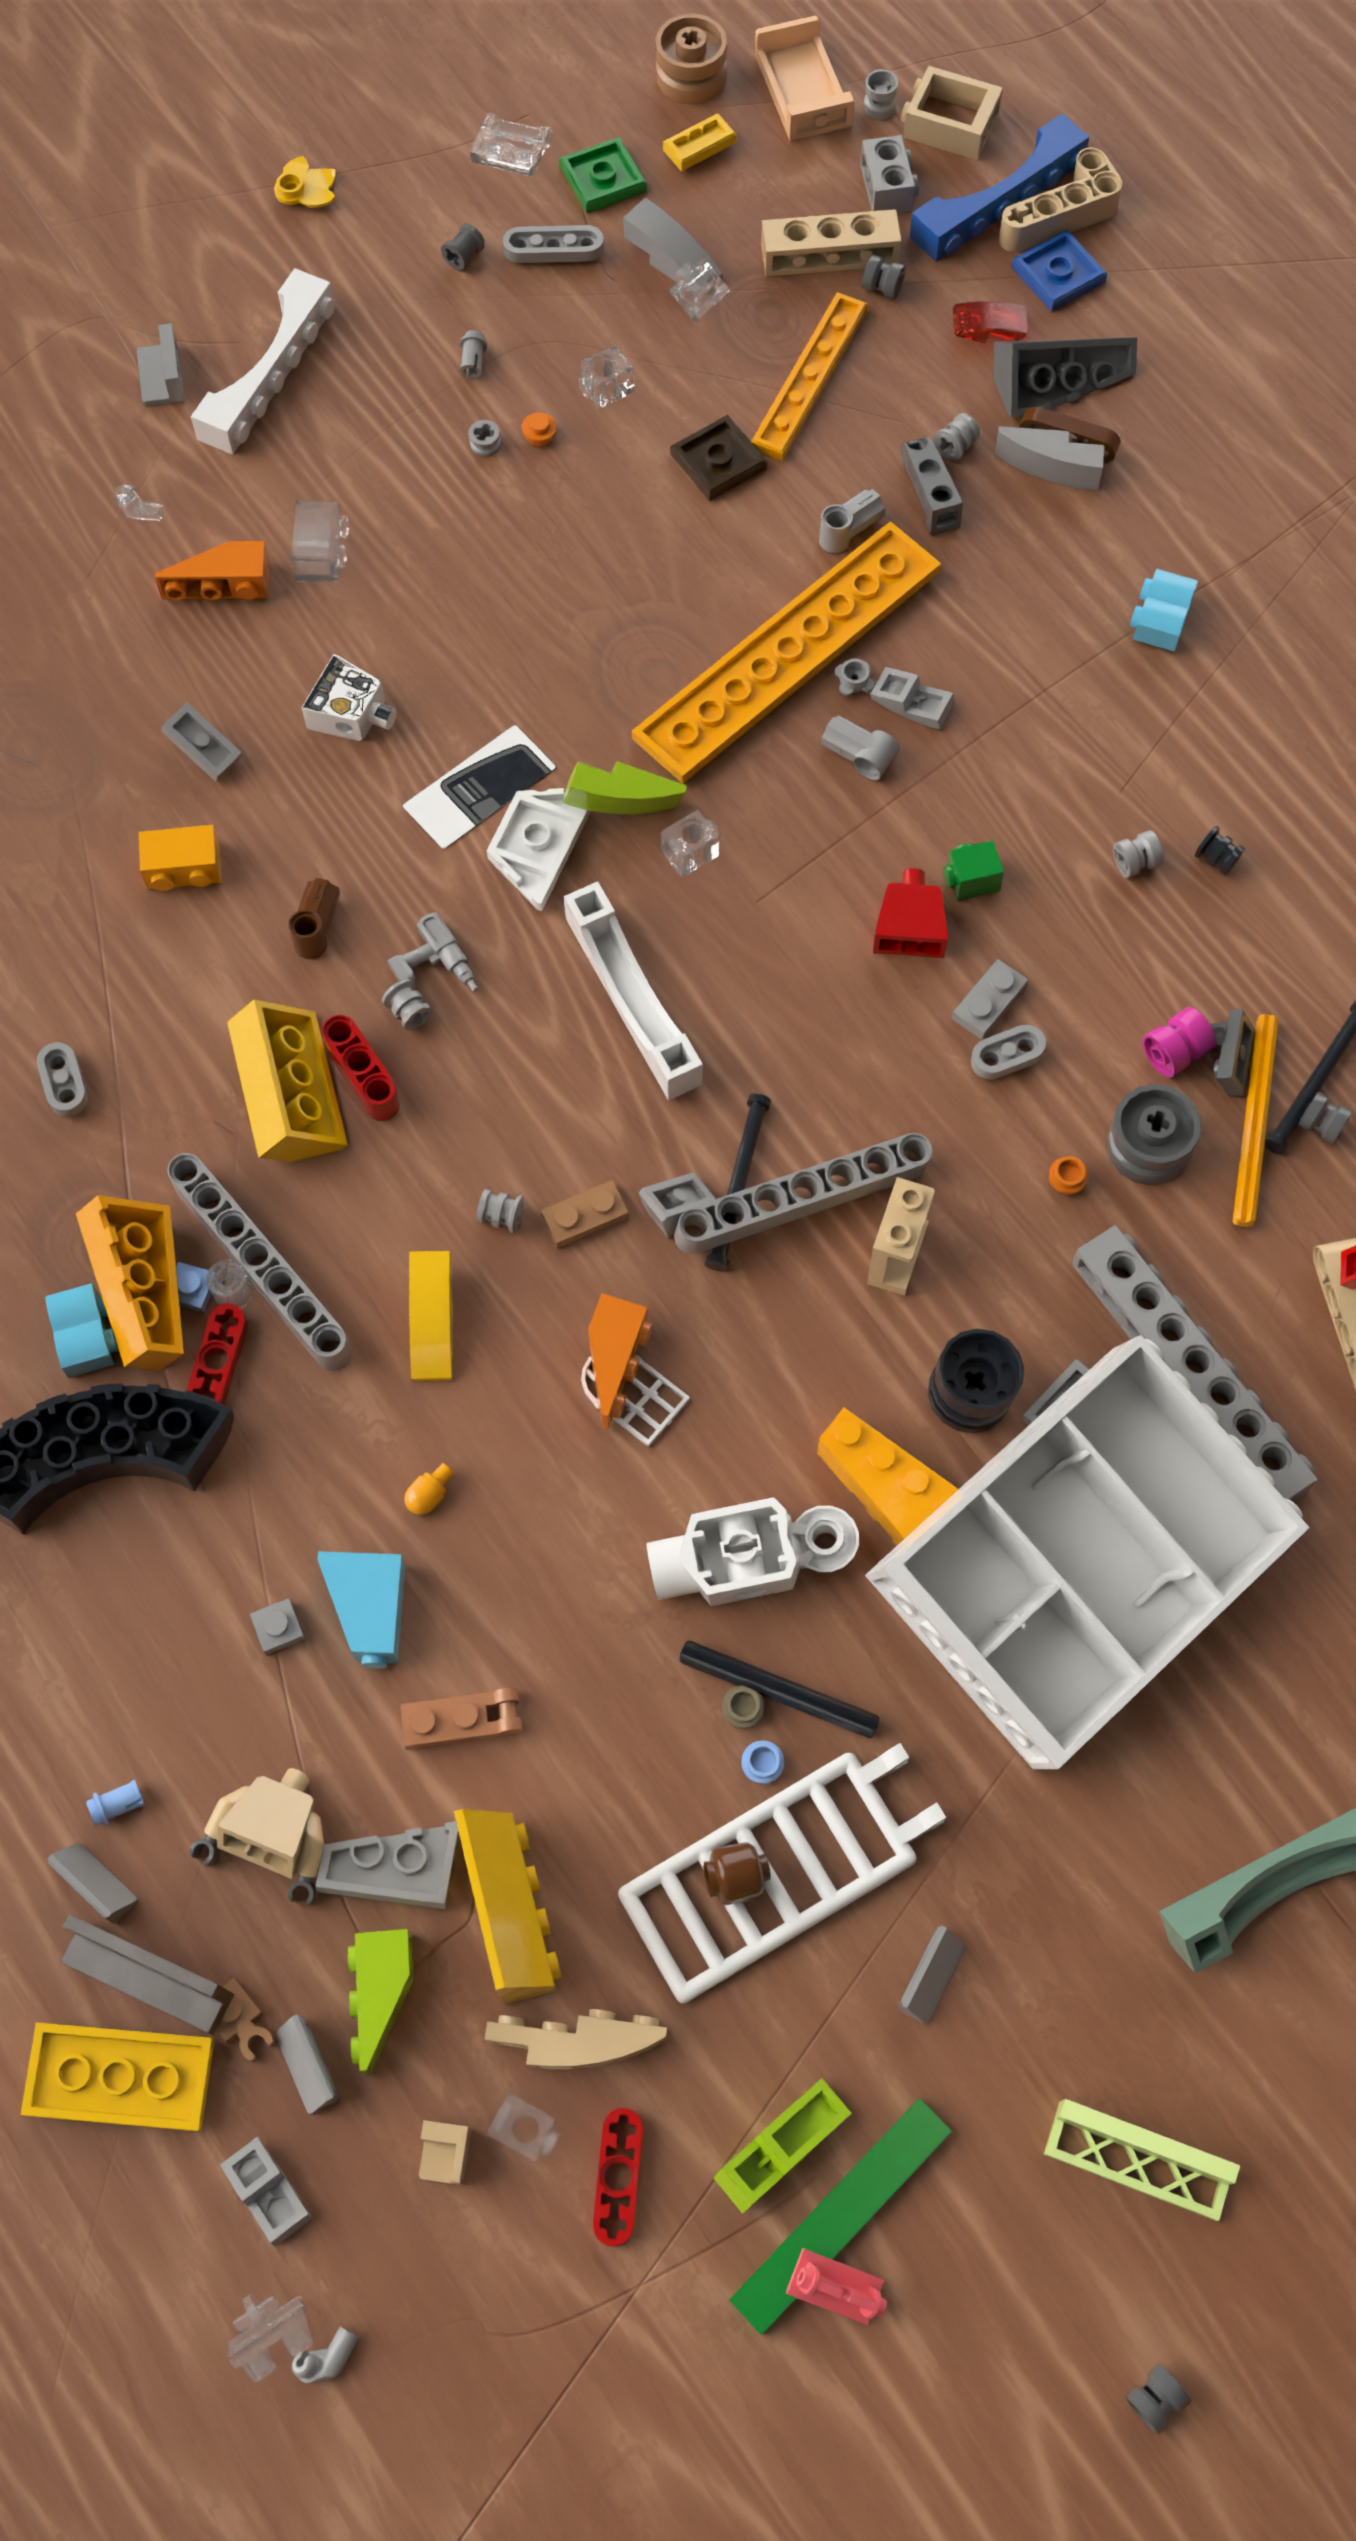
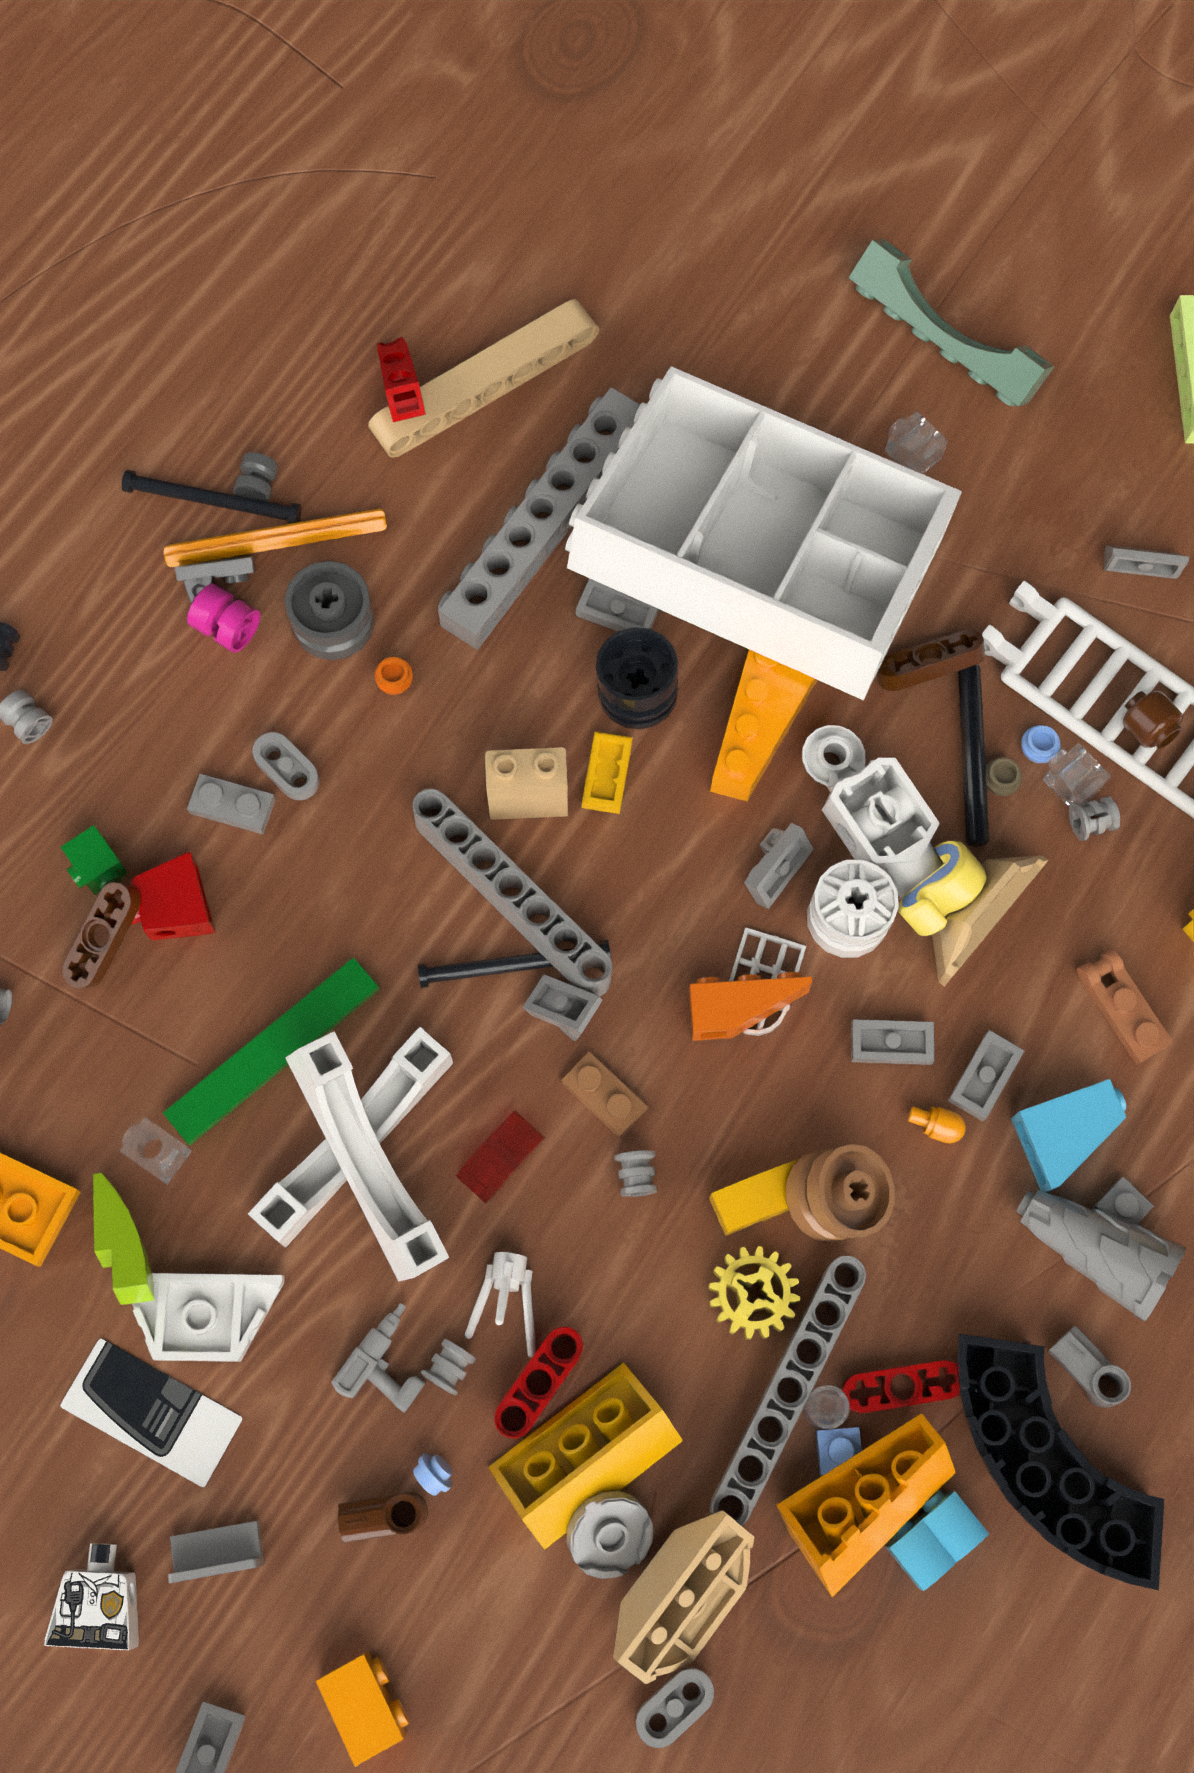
camera: 115 degrees left, 5 degrees up
(135, 1107) = (683, 1596): none -> tan wedge
(155, 1523) = (1087, 1365): none -> light grey piece
(214, 1075) = (609, 1534): none -> light grey tile
(230, 1586) = (1119, 1257): none -> light grey cone
(328, 965) = (433, 1473): none -> light blue plate
(345, 795) = (216, 1551): none -> light grey panel
(361, 1250) = (771, 1303): none -> light yellow gear
(376, 1364) = (840, 1193): none -> medium nougat wheel
(452, 1552) = (986, 1075): none -> light grey plate
(462, 1075) = (507, 1272): none -> white plant
(521, 1480) = (892, 1042): none -> light grey plate
(566, 1107) = (500, 1156): none -> clear red slope
(614, 1614) = (968, 927): none -> tan wedge
(637, 1571) = (945, 890): none -> light yellow animal
(646, 979) = (396, 1221): none -> white arch
(661, 1775) = (1081, 820): none -> light grey bush
(665, 1510) = (841, 927): none -> white wheel
(712, 1775) = (1075, 775): none -> clear brick
(731, 1440) = (783, 857): none -> light grey hinge
(742, 963) = (266, 1053): none -> green tile
(883, 1700) = (965, 650): none -> reddish brown beam
(893, 1328) = (607, 772): none -> yellow plate
(926, 862) = (85, 942): none -> reddish brown beam
(1151, 1779) = (915, 443): none -> clear brick

